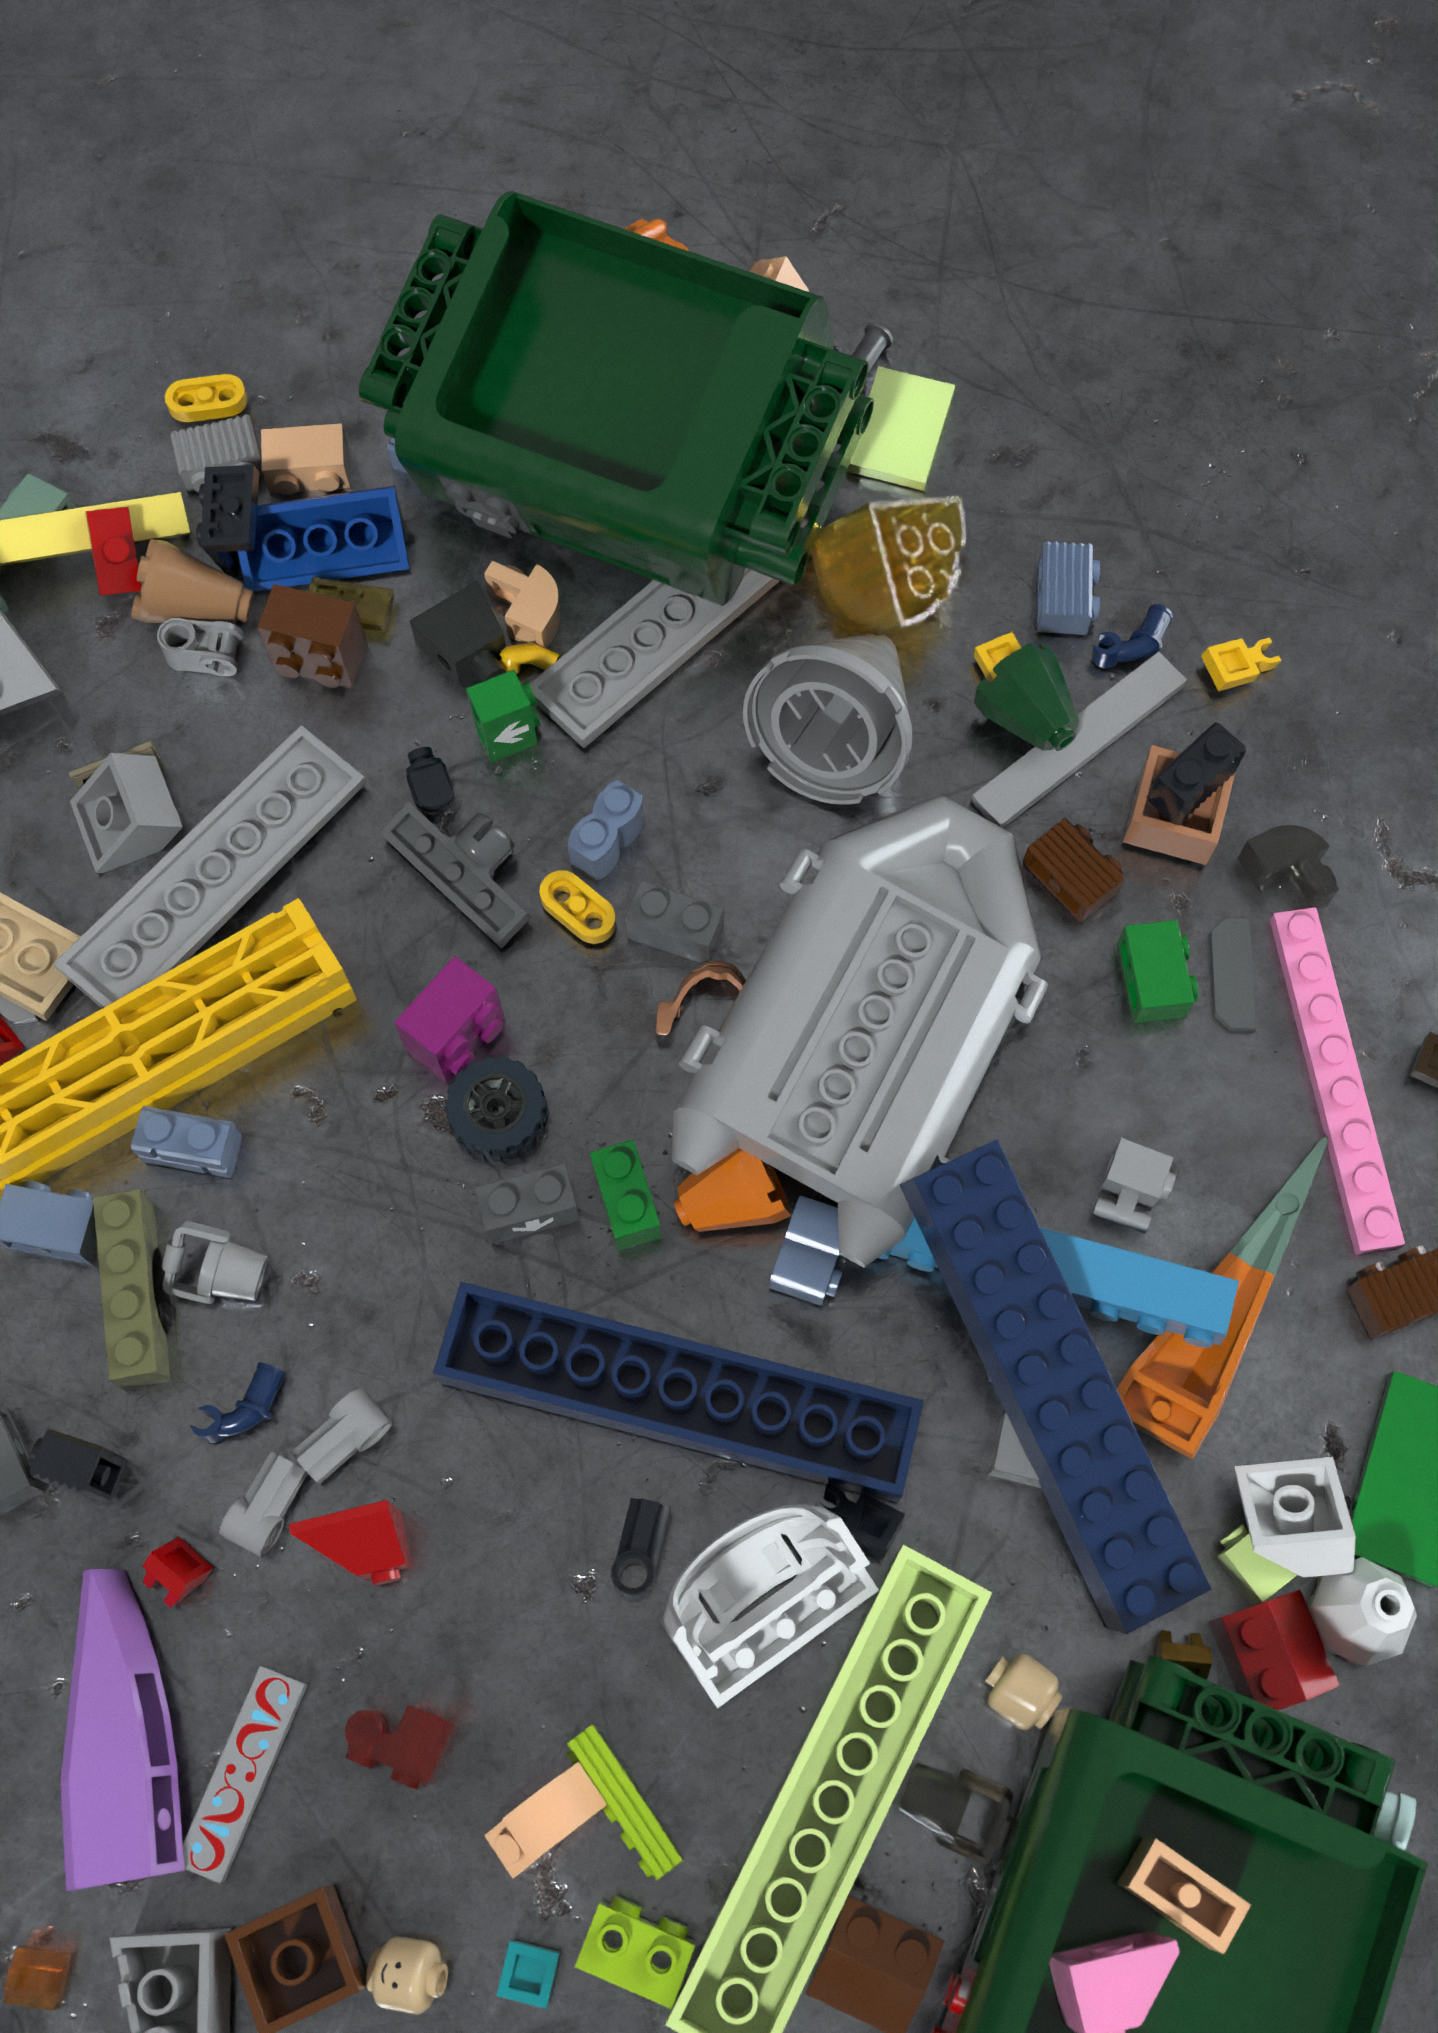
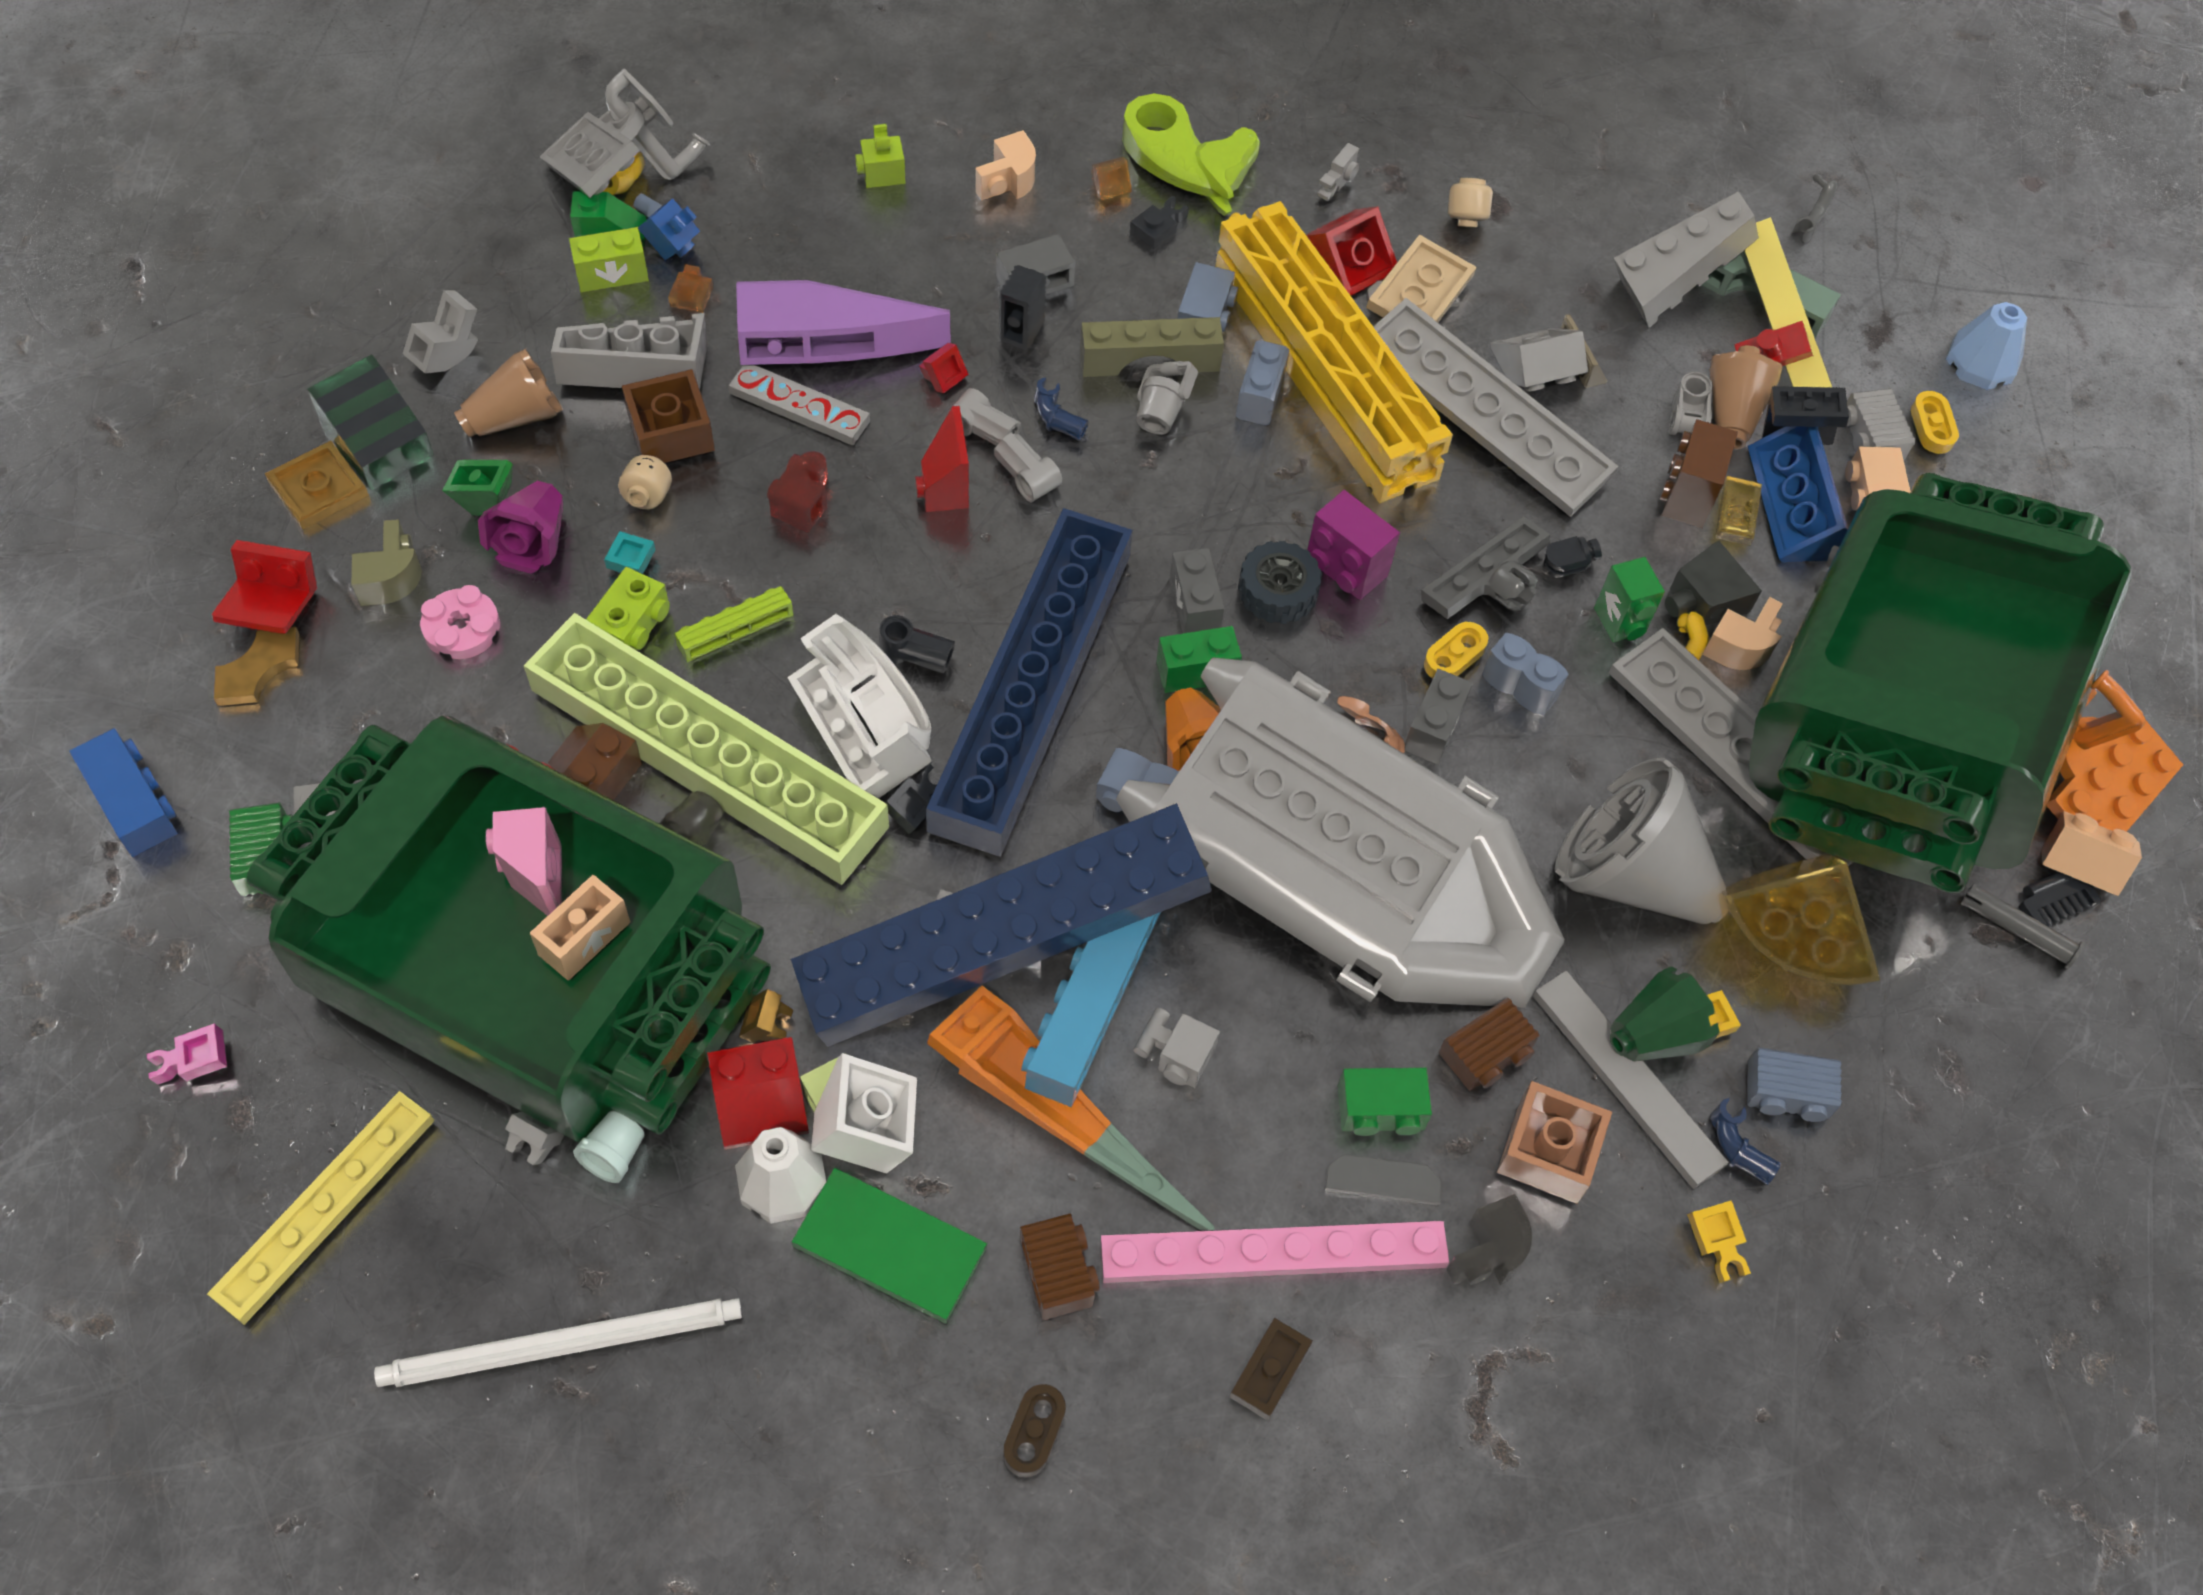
camera: 90 degrees right, 10 degrees down
(97, 331) = (1990, 346): none -> light blue cone
(545, 1819) = (732, 568): light nougat brick -> none
(902, 428) = (1969, 966): yellowish green tile -> none
(1023, 1691) = (764, 892): tan head -> none
(1196, 773) = (1575, 1131): black brick -> none

